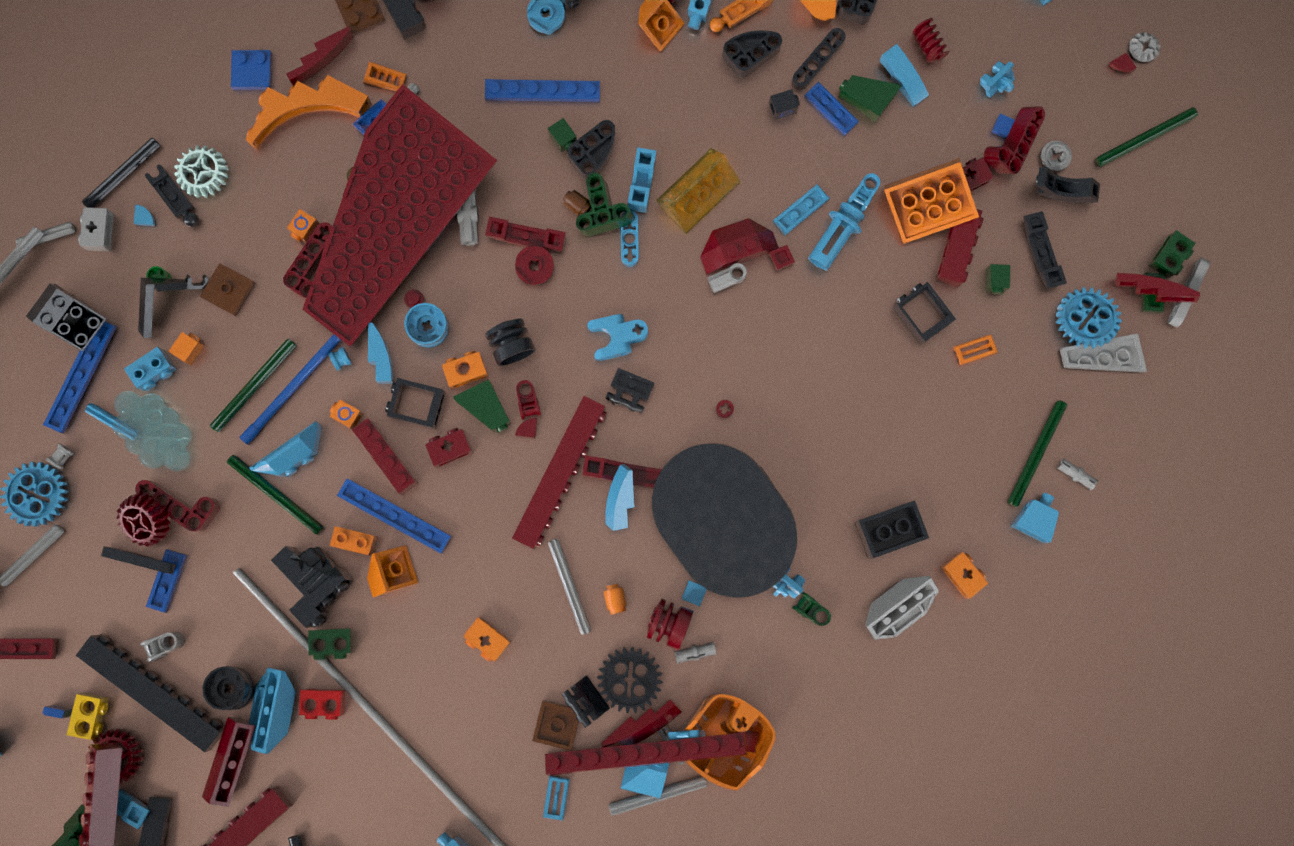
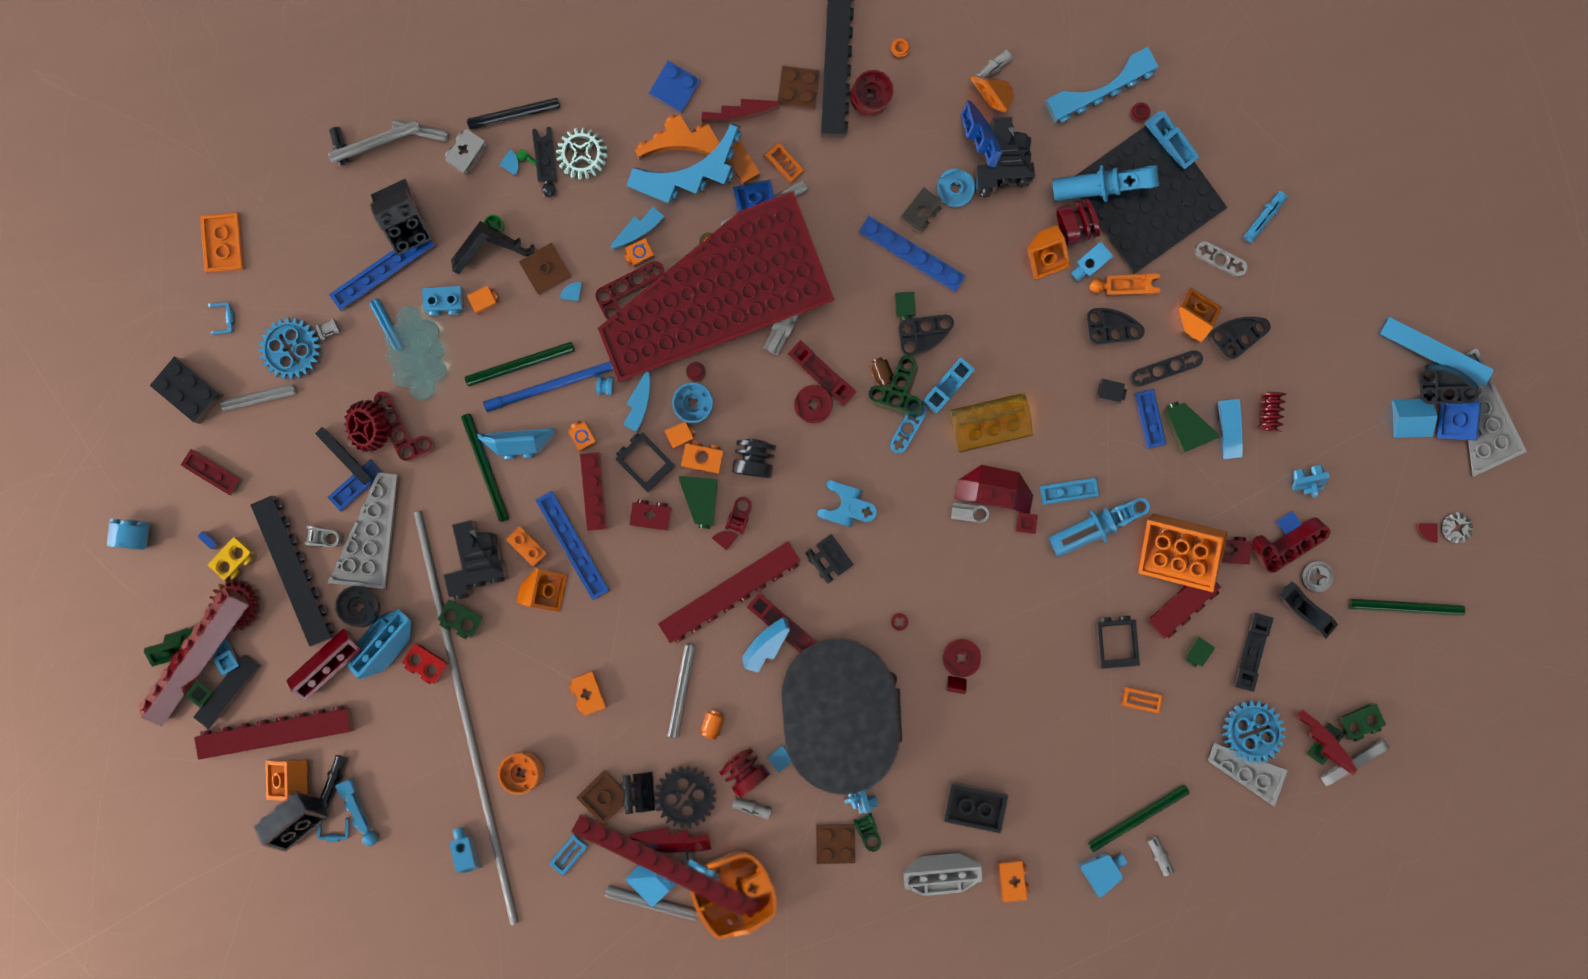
camera: 35 degrees right, 5 degrees up
(150, 204) = (522, 155): none -> green hand
(207, 625) = (367, 549): none -> light grey wing
(263, 295) = (572, 292): none -> dark azure tile
(289, 206) = (637, 229): none -> dark azure slope
(323, 111) = (714, 166): none -> dark azure arch
(432, 361) = (680, 434): none -> orange brick
(456, 747) = (511, 766): none -> orange wheel
(526, 38) = (926, 200): none -> clear smoke brick
(789, 639) = (835, 843): none -> reddish brown plate
(807, 401) = (972, 659): none -> dark red plate
(808, 433) = (956, 684): none -> dark red slope

